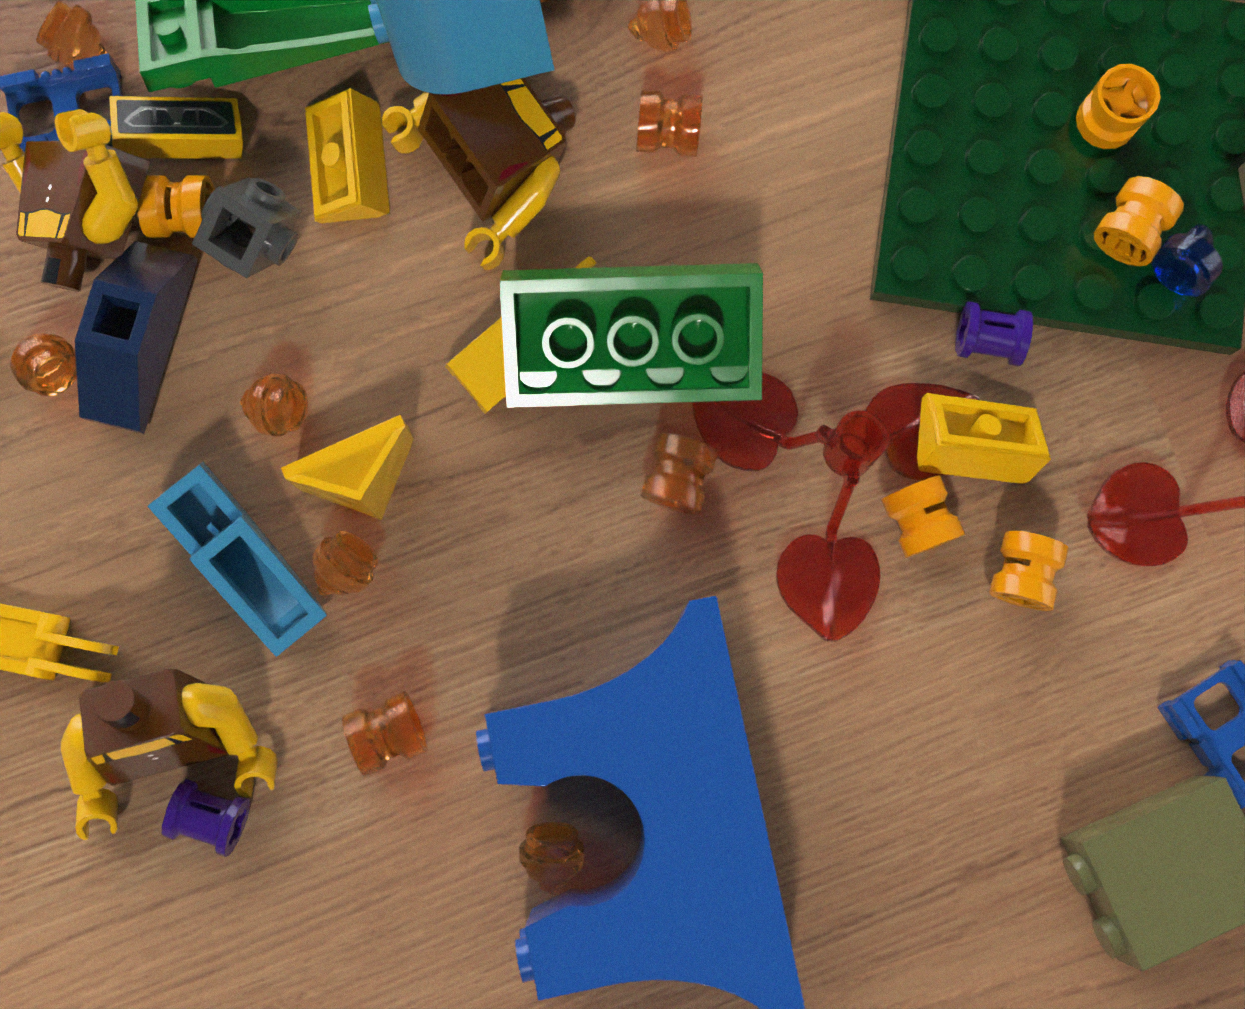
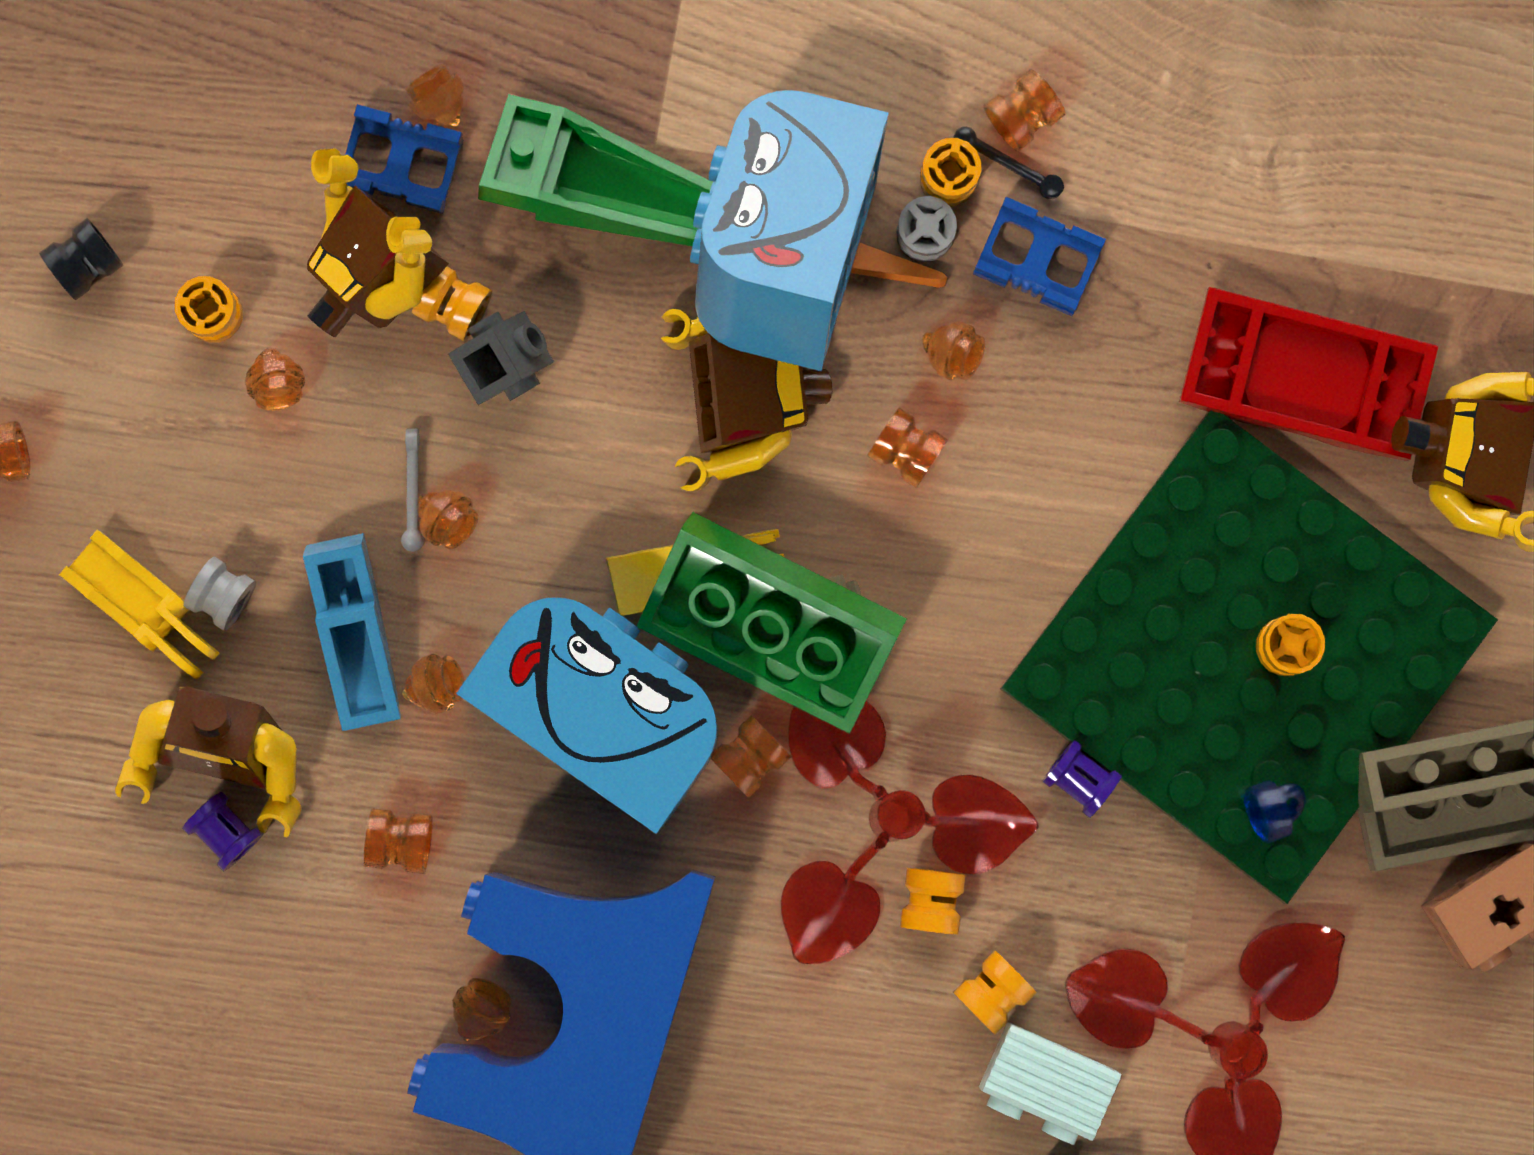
camera: 30 degrees right, 5 degrees up
(87, 588) = (219, 593): none -> light grey wheel
(130, 334) = (361, 395): dark blue slope -> none
(176, 127) = (486, 229): slope -> none
(252, 443) = (412, 538): none -> light grey hinge
(347, 158) = (617, 328): yellow slope -> none
(356, 470) = (479, 610): yellow slope -> none
(507, 493) = (598, 704): none -> dark azure brick
(980, 439) = (1018, 861): yellow slope -> none
(1129, 626) = (1049, 1083): none -> light aqua brick
(1141, 215) = (1245, 754): light orange wheel -> none

